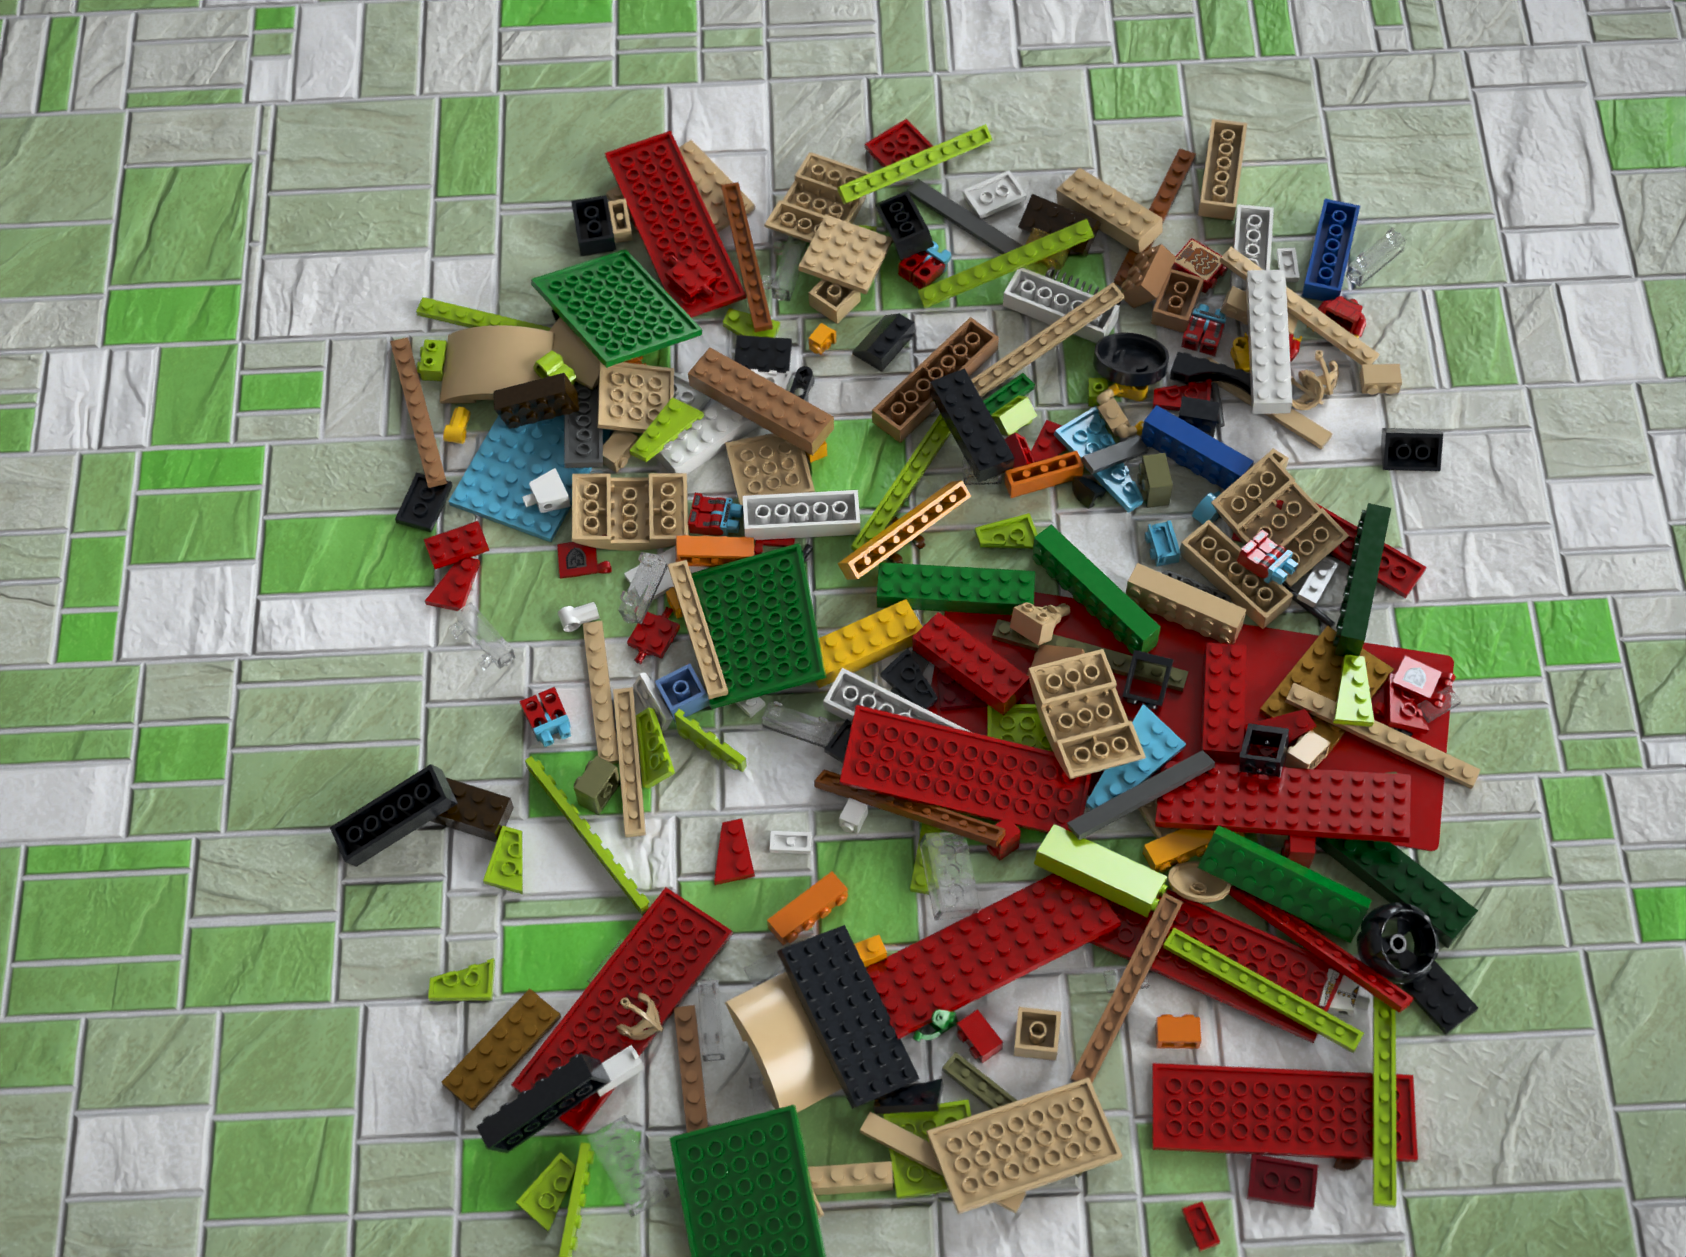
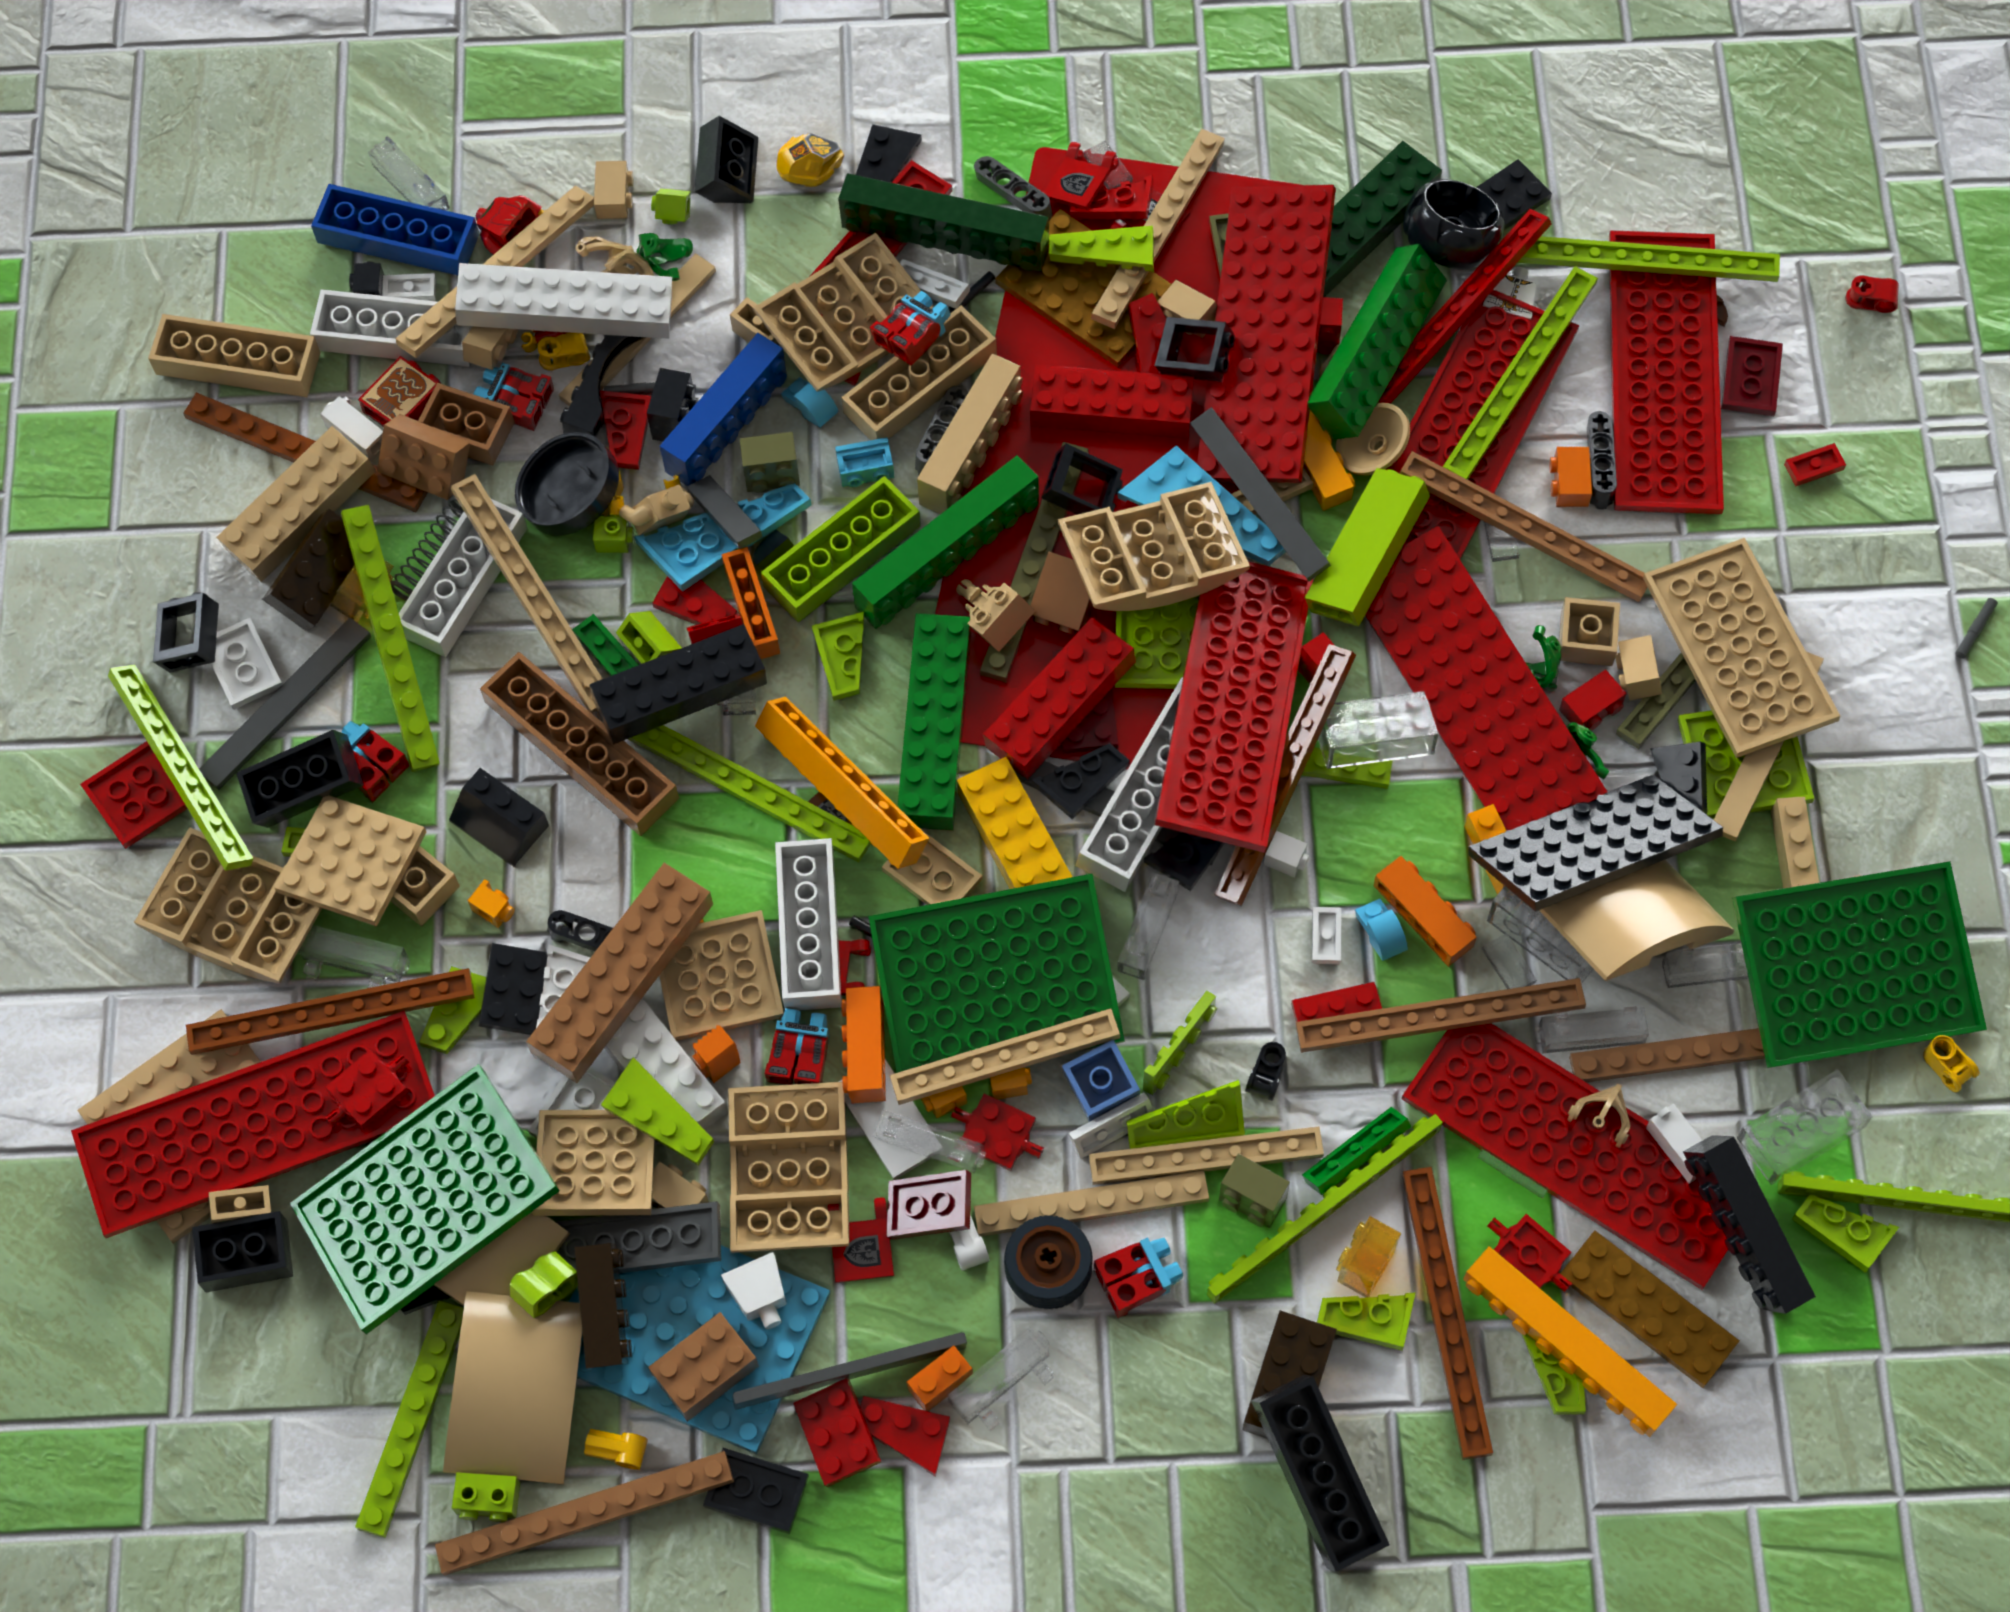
camera: 90 degrees left, 5 degrees up
(473, 985) = (1569, 1342): none -> light orange brick
(484, 600) = (939, 1378): none -> orange brick
(492, 546) = (847, 1370): none -> dark grey tile
(499, 464) = (703, 1366): none -> medium nougat brick
(507, 912) = (1447, 1314): none -> dark orange plate
(544, 968) = (1532, 1251): none -> red plate
(545, 856) = (1367, 1259): none -> clear yellow brick
(557, 661) = (1031, 1275): none -> wheel
(600, 590) = (929, 1204): none -> plate
(627, 856) = (1356, 1150): none -> green plate
(684, 639) = (1011, 1083): none -> light orange brick
(685, 798) = (1266, 1075): none -> black piece
(709, 464) = (715, 1054): none -> orange brick
(721, 908) = (1440, 1015): none -> medium nougat plate
(793, 877) = (1383, 929): none -> medium azure brick
(840, 596) = (936, 875): none -> tan plate
(1006, 1069) = (1639, 668): none -> tan brick
(1009, 998) = (1552, 655): none -> green helmet
(1013, 160) = (205, 632): none -> black window
(1089, 528) = (841, 549): none -> lime brick
(1176, 236) = (353, 426): none -> white brick
(1197, 1052) = (1602, 492): none -> black beam
(1287, 237) = (367, 278): none -> black brick
(1337, 419) = (670, 251): none -> green helmet
(1369, 415) = (671, 205): none -> lime brick
(1389, 654) = (1041, 201): none -> dark grey beam
(1419, 500) = (808, 160): none -> yellow helmet
(1427, 550) = (886, 152): none -> black wing

